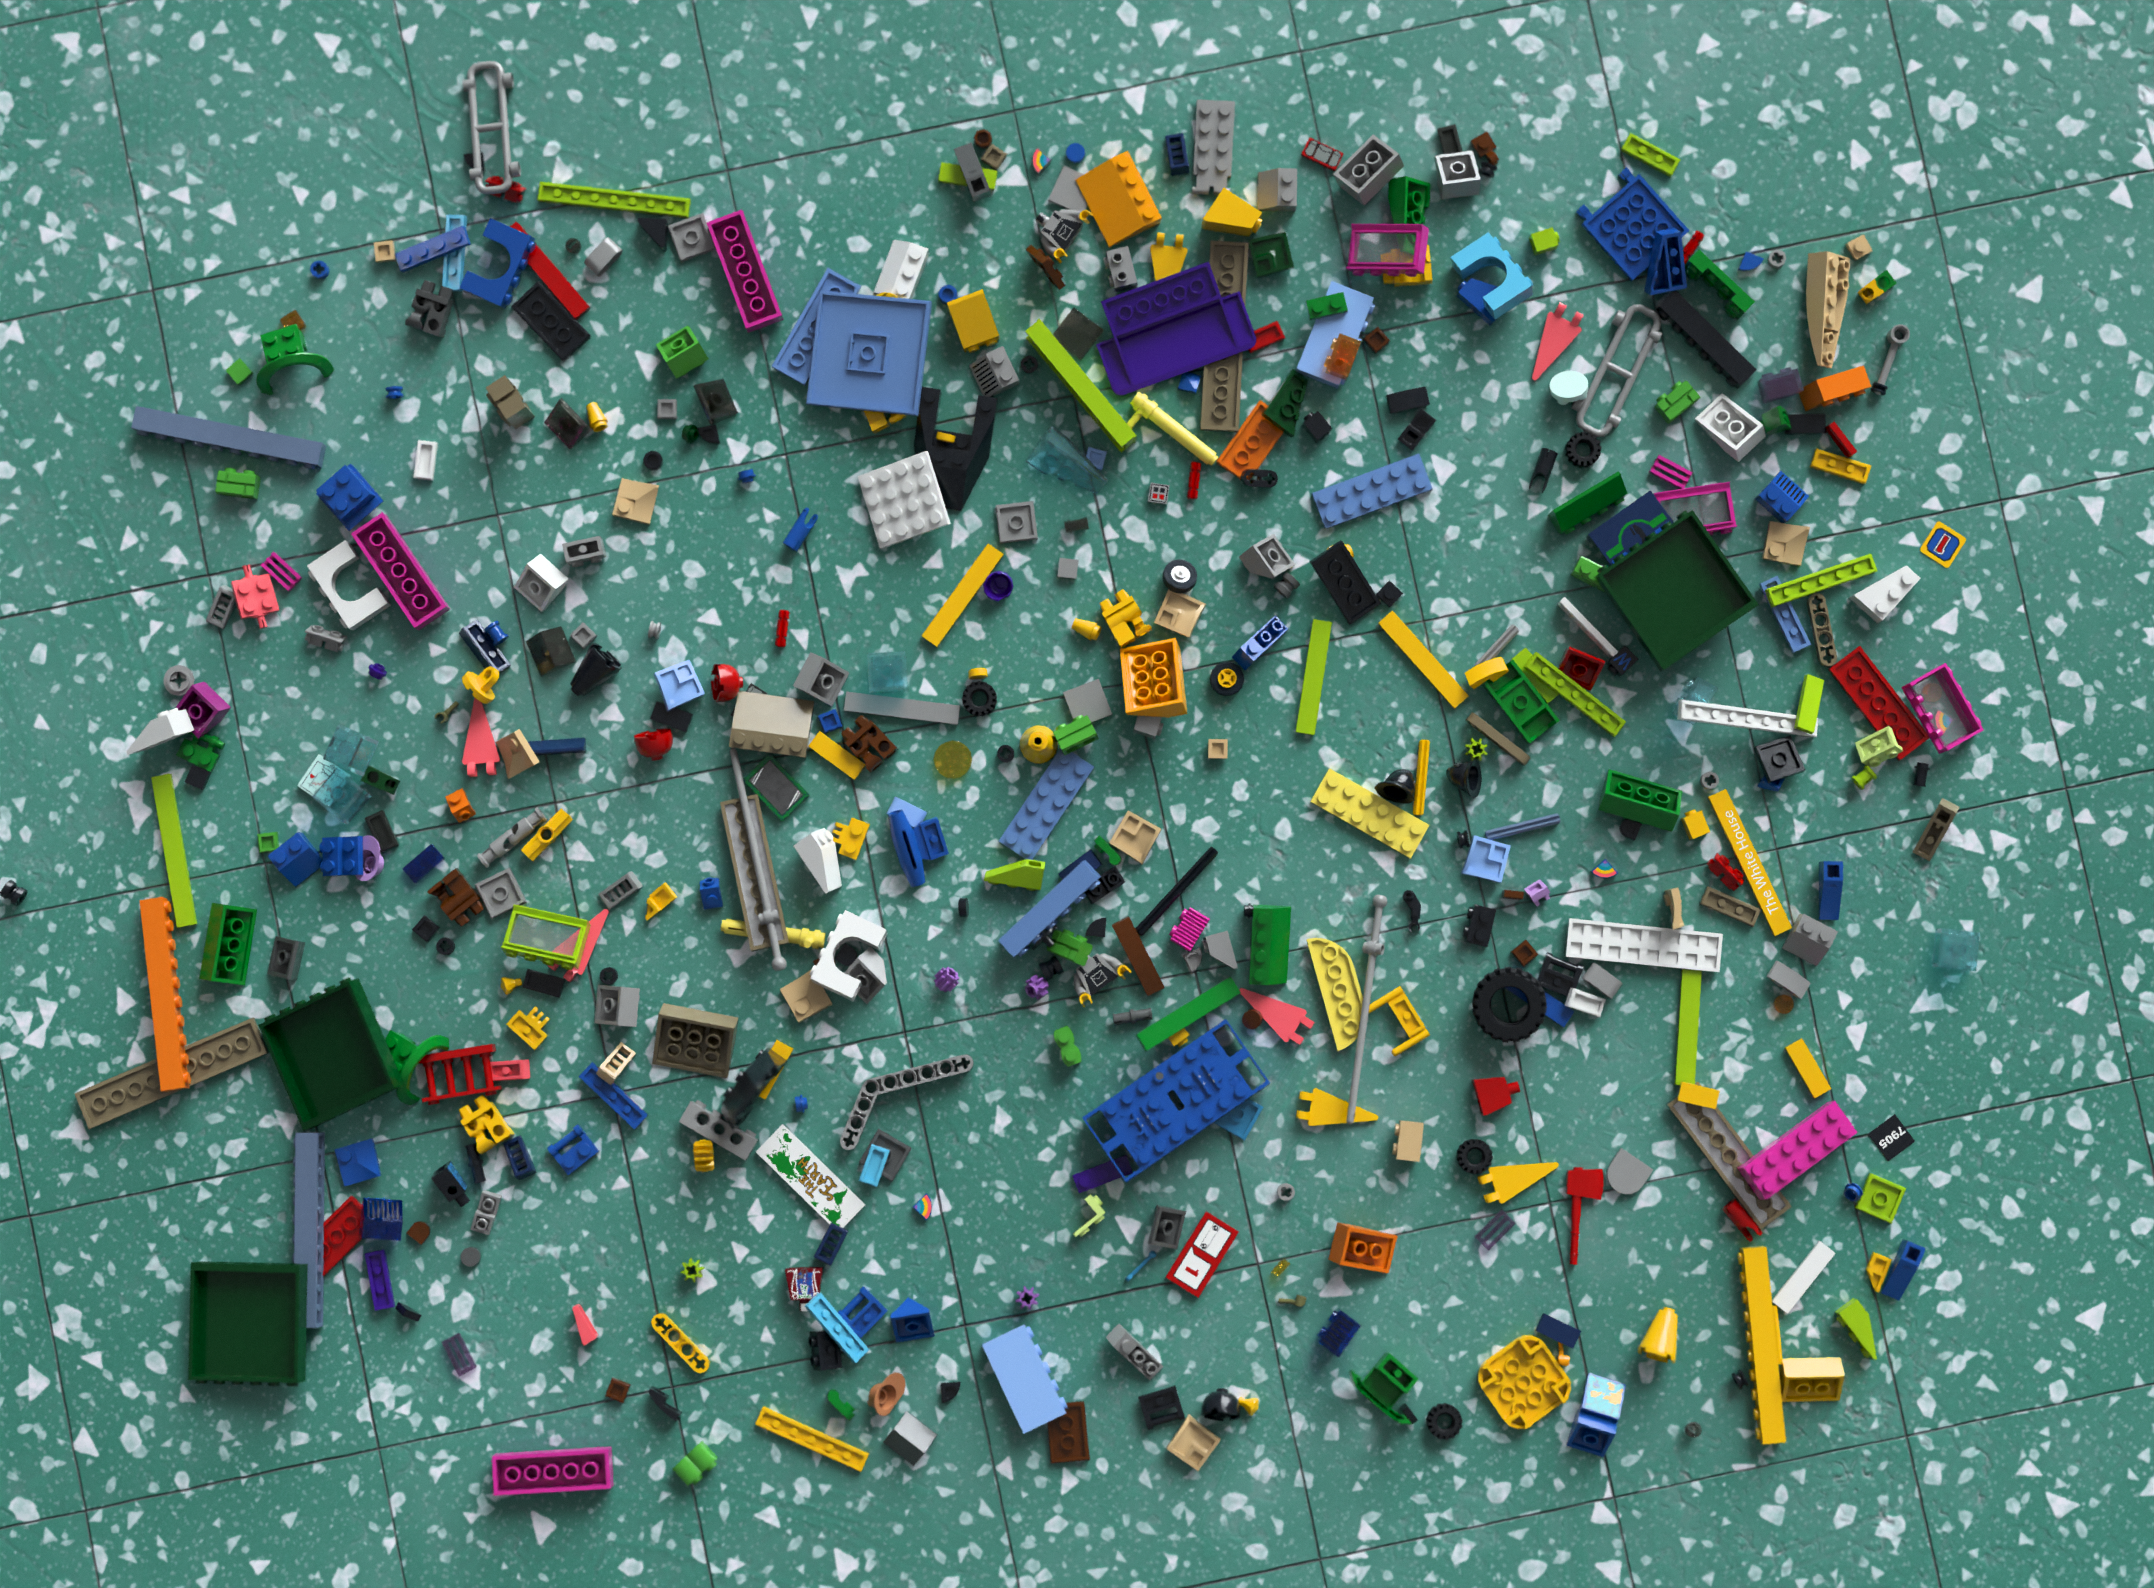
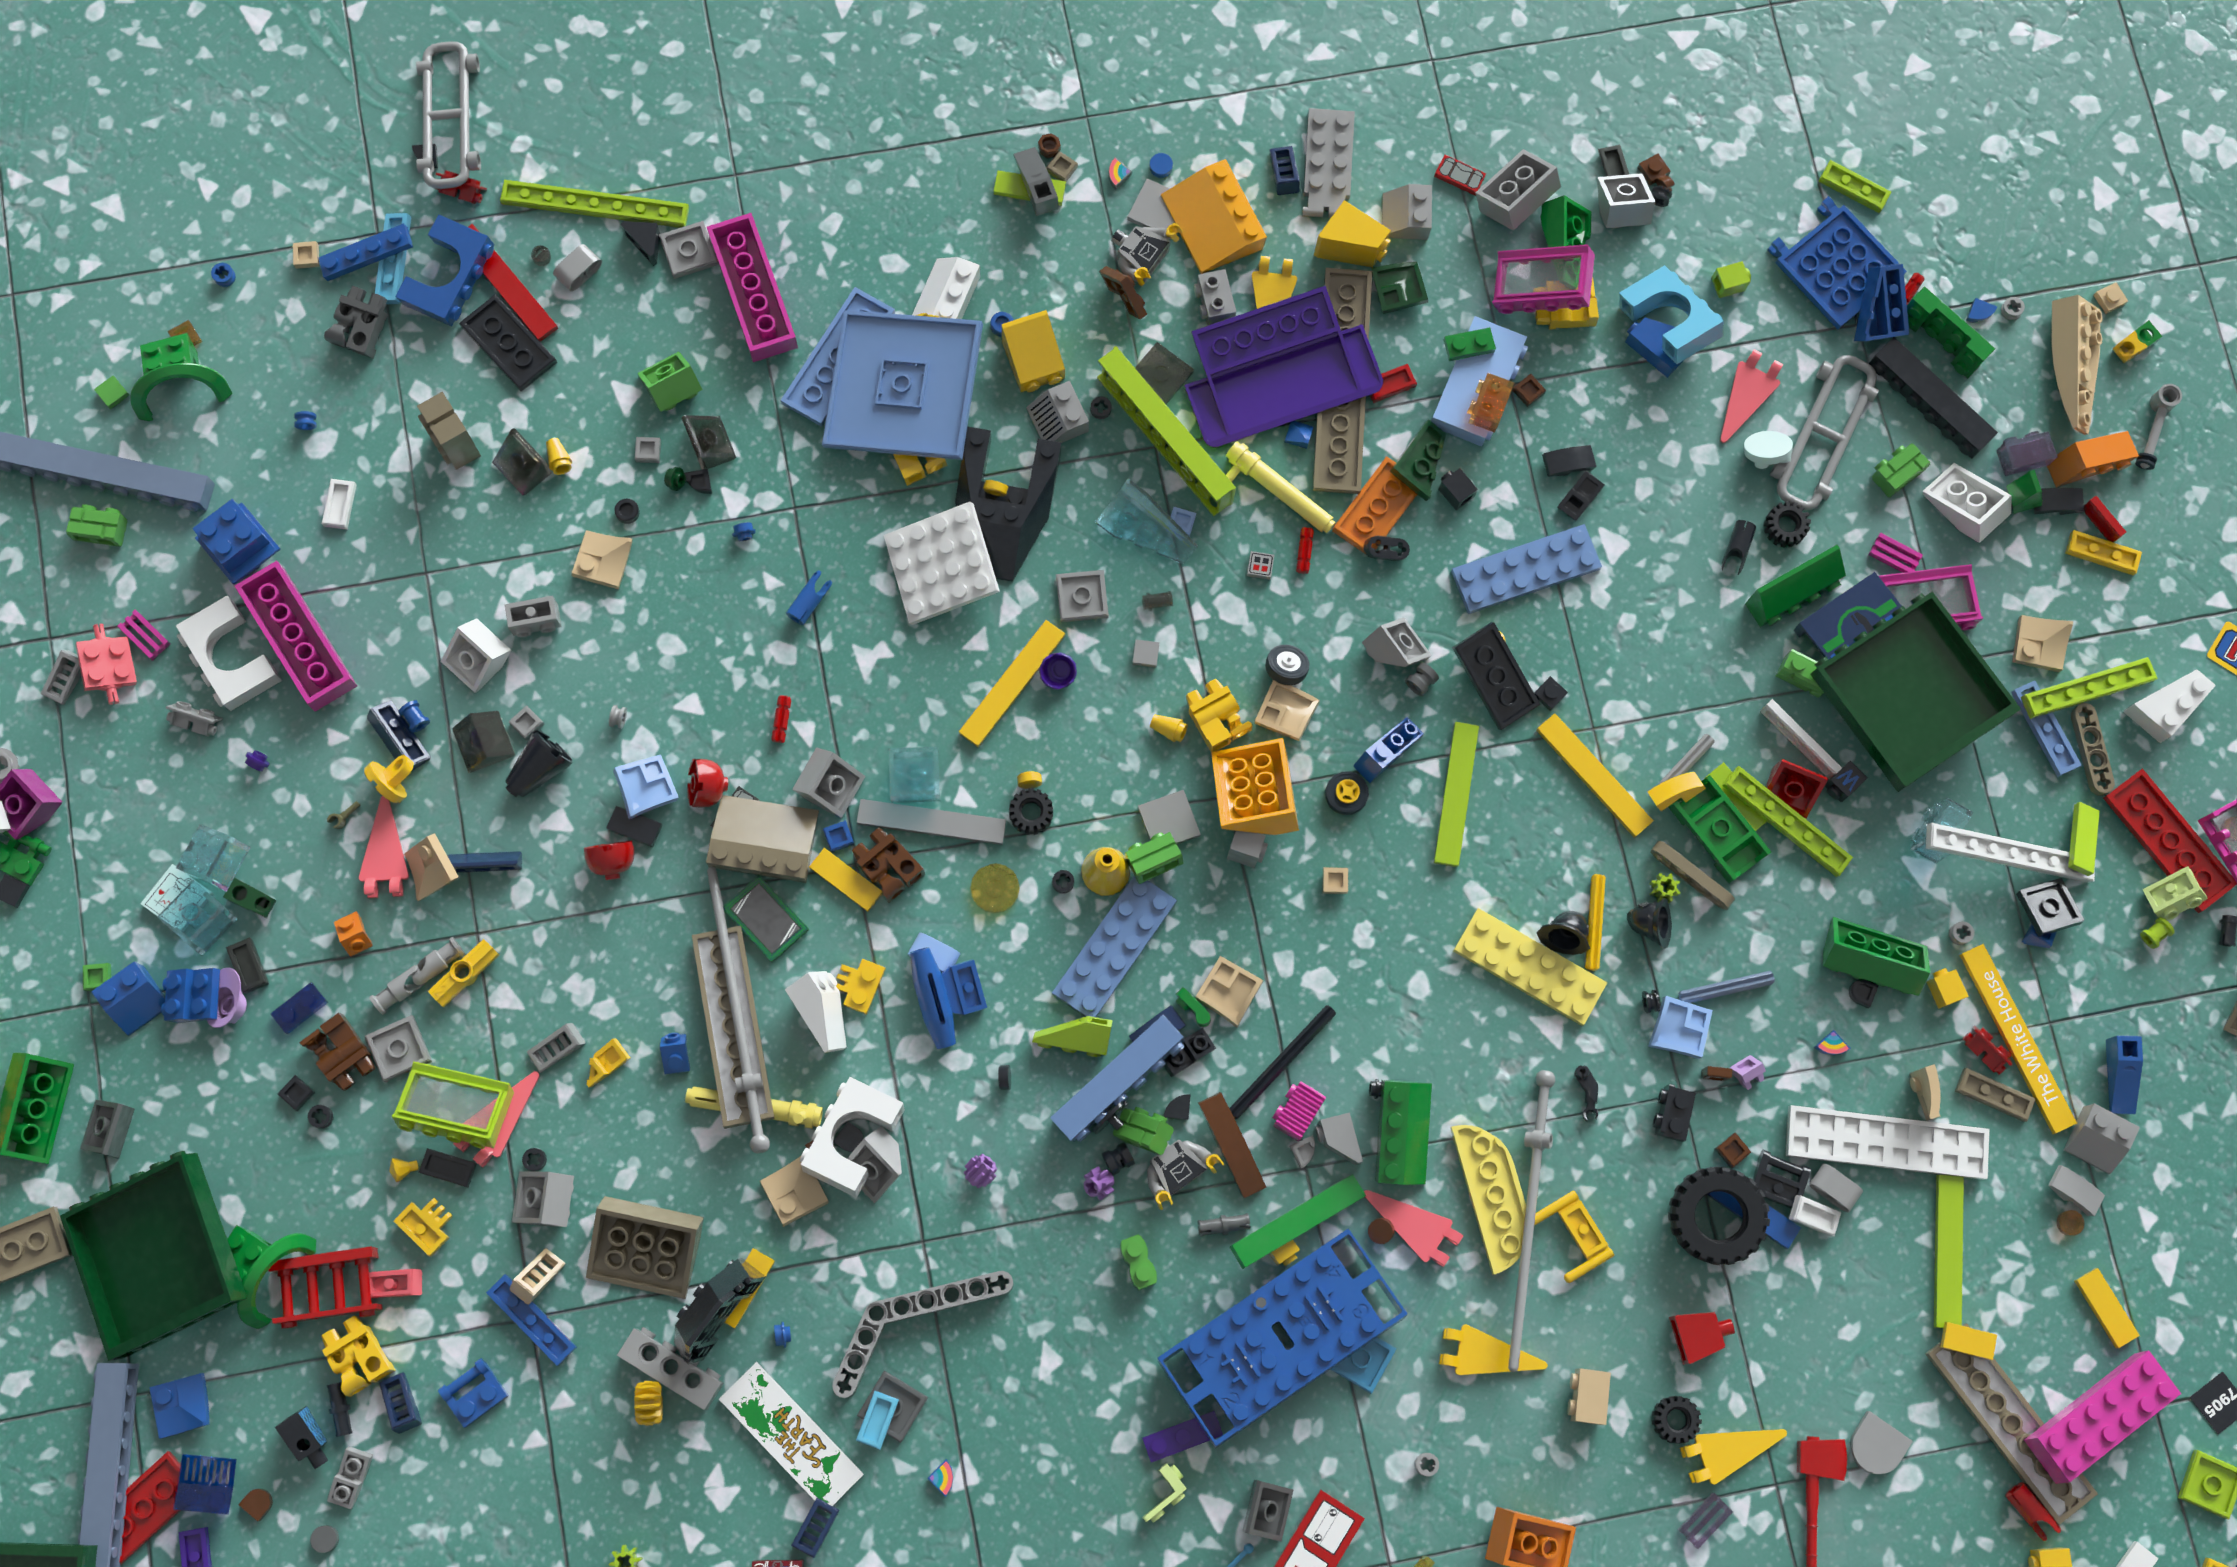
camera: 10 degrees left, 10 degrees down
(1782, 497) = (2033, 588): blue slope -> none
(1853, 1192) = (2175, 1480): blue plate -> none

